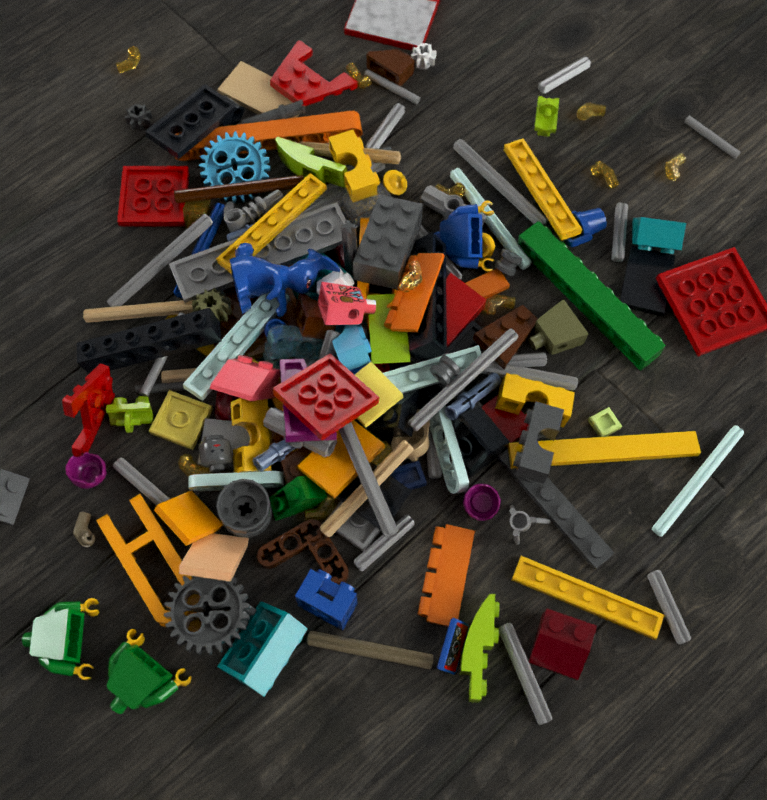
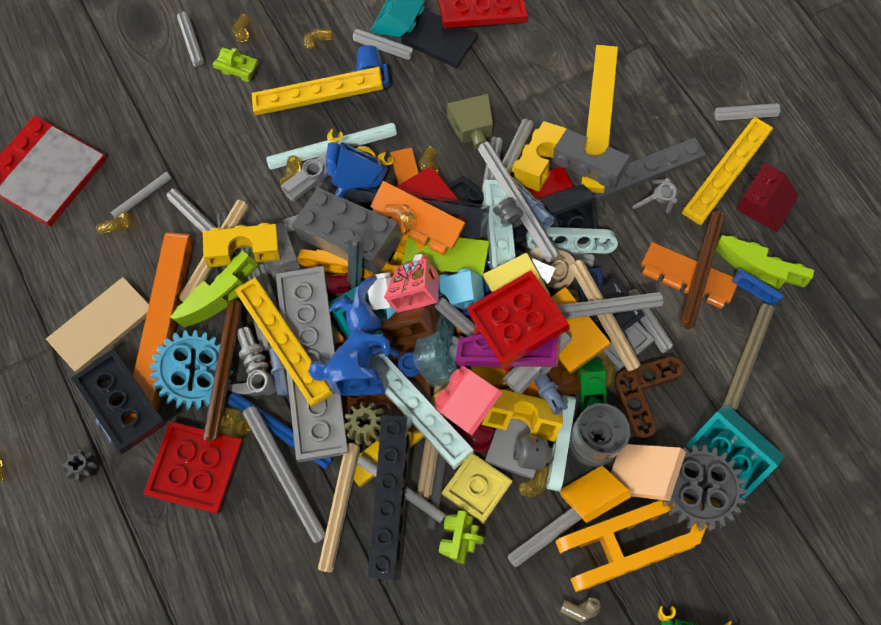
camera: 75 degrees left, 0 degrees up
(86, 470) = (517, 593): magenta hair -> none
(92, 402) = (454, 571): red wing -> none
(138, 678) = (751, 573): green torso -> none
(282, 112) = (138, 314): dark grey pin -> none
(300, 82) = (103, 281): red wing -> none
(327, 599) = (703, 376): blue piece -> none
(391, 65) = (116, 187): reddish brown slope -> none
(395, 182) = (263, 215): yellow hat -> none
(424, 56) = (117, 154): white gear -> none
(453, 584) = (702, 270): none -> reddish brown axle
(481, 502) = (629, 227): magenta hair -> none
(499, 182) = (295, 127): light grey axle -> none
(508, 262) = (390, 140): dark grey wheel -> none
(519, 320) = (465, 161): reddish brown wing -> none
(525, 674) = (790, 234): light grey axle -> none
(591, 296) = (442, 85): green brick -> none
(604, 423) = (571, 111): yellowish green tile -> none
(697, 481) = (641, 58): light aqua axle -> none

